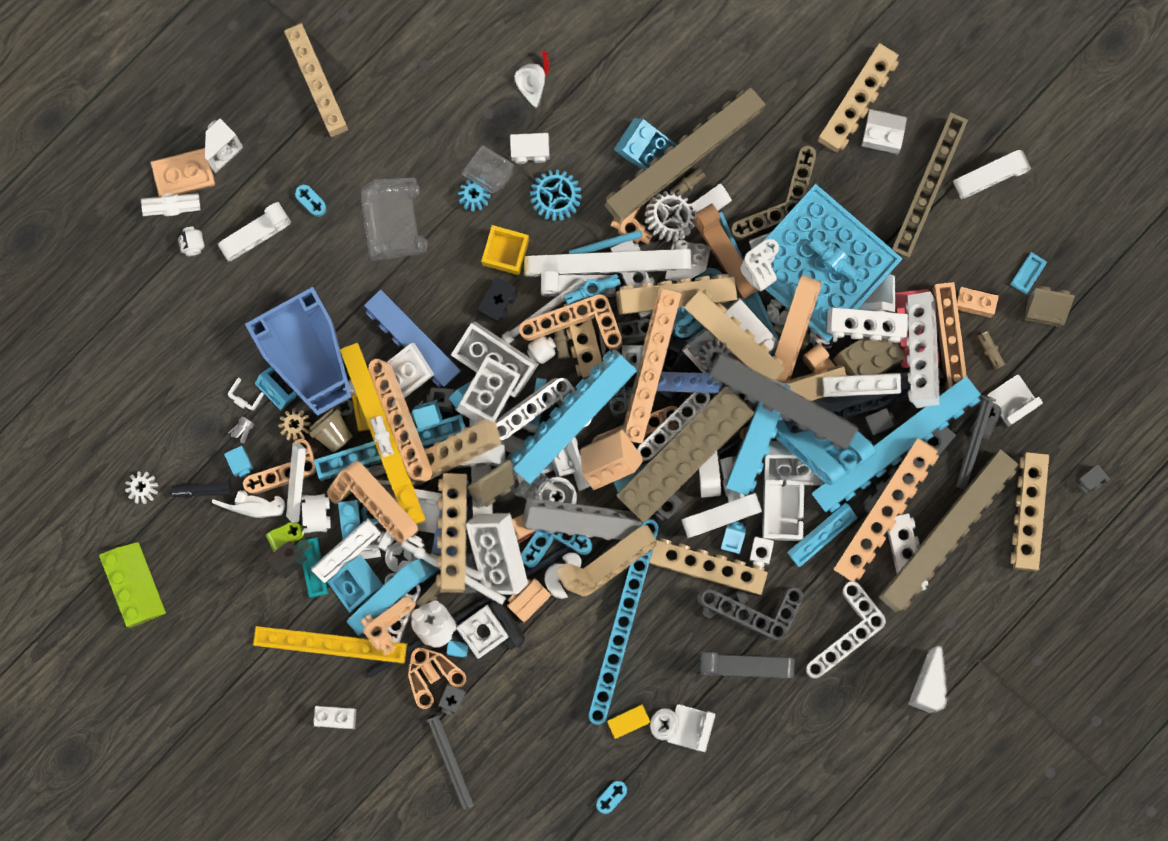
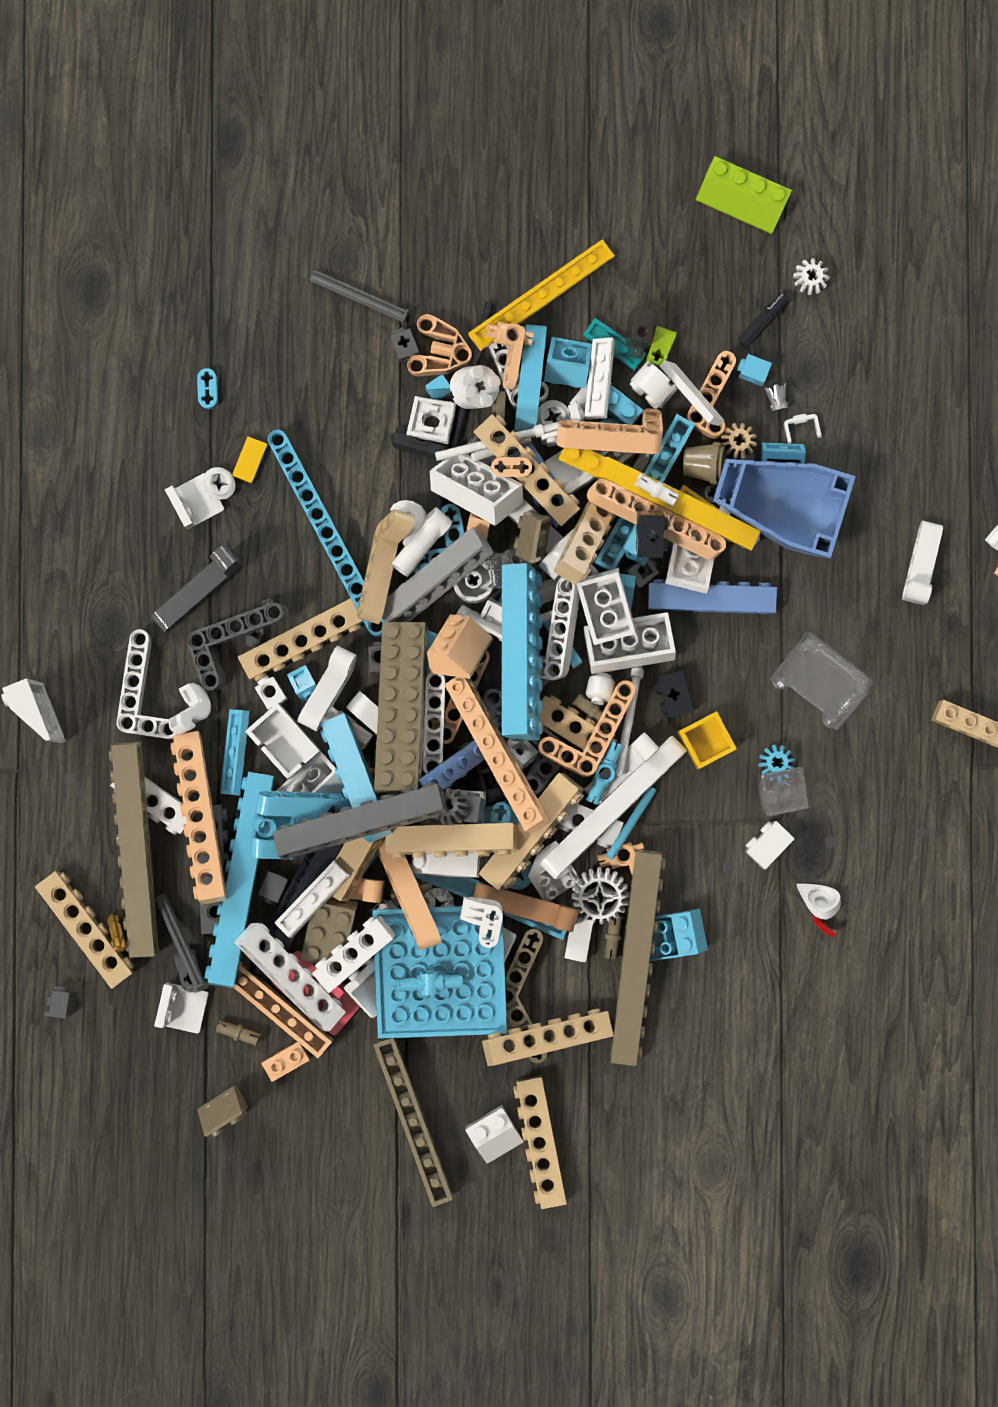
camera: 135 degrees right, 5 degrees up
(190, 241) = (967, 507): white head -> none
(254, 505) = (708, 347): white animal -> none
(307, 203) = (903, 638): medium azure beam -> none
(335, 717) = (482, 243): white brick -> none
(409, 419) = (646, 546): none -> black brick
(464, 538) = (511, 472): none -> light nougat beam
(528, 600) = (418, 479): light nougat brick -> none
(548, 556) = (433, 527): none -> white piece
(561, 180) = (726, 819): medium azure gear -> none
(752, 132) = (600, 1029): none -> tan brick
(821, 585) = (199, 709): none -> white animal
(992, 173) = (371, 1180): white beam -> none
(1011, 489) = (116, 932): none -> pearl gold axle
(1028, 273) = (267, 1126): medium azure tile -> none

